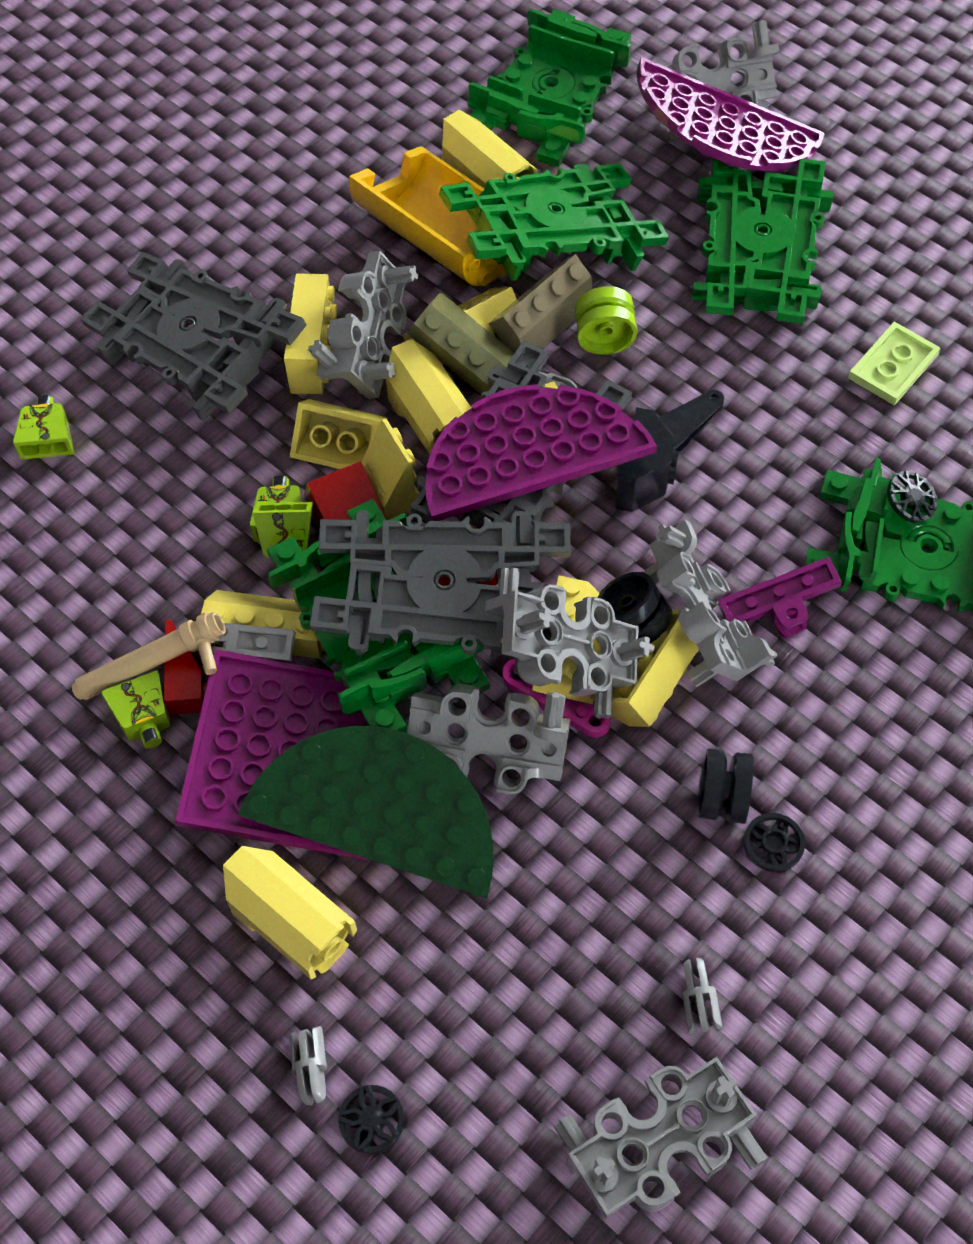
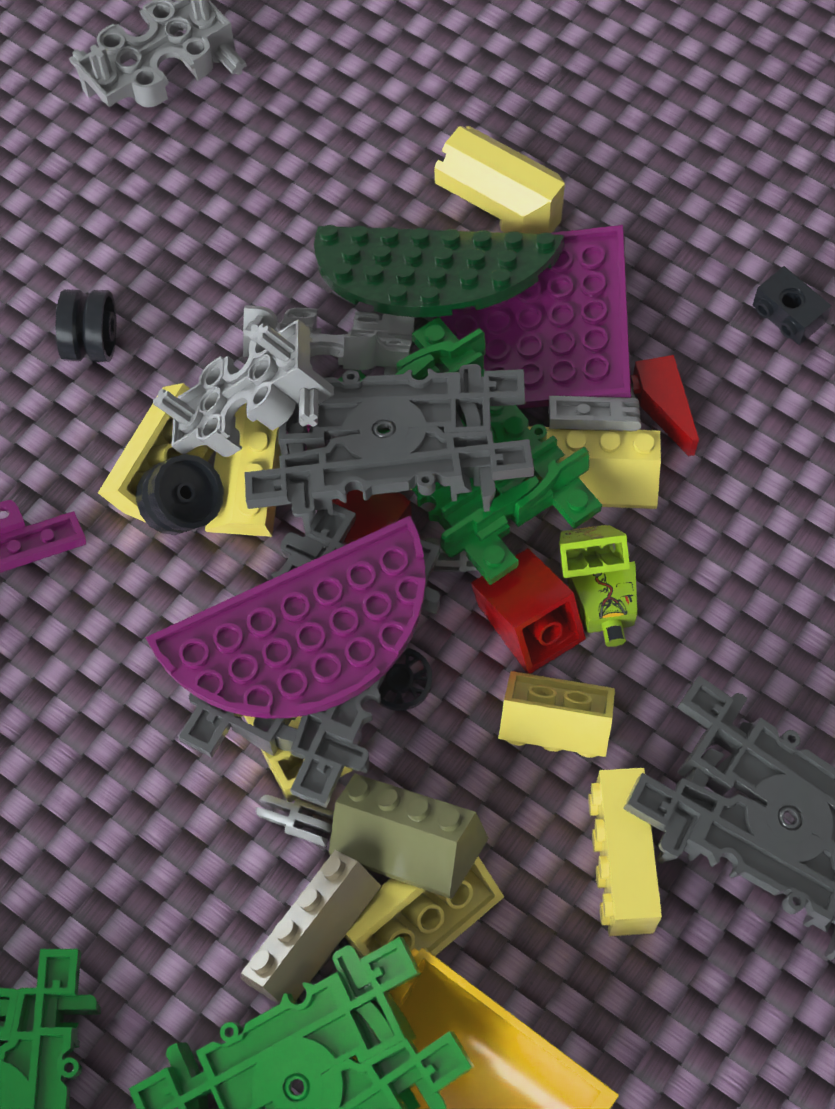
camera: 175 degrees right, 5 degrees up
(40, 769) = (784, 290): none -> black brick
(140, 708) = (702, 358): lime torso -> none
(189, 637) = (661, 398): tan cylinder -> none
(309, 1064) = (458, 85): light grey arm -> none
(358, 345) = (545, 790): light grey gear -> none
(371, 1119) = (399, 61): black wheel -> none
(391, 471) = (478, 639): light yellow slope -> none
(423, 392) = (444, 753): light yellow brick -> none
(605, 320) = (219, 911): lime wheel -> none
(648, 477) = (143, 728): black slope -> none
(700, 995) = (120, 165): light grey arm -> none
(725, 645) = (85, 477): light grey gear -> none
(774, 842) = (42, 303): black wheel -> none

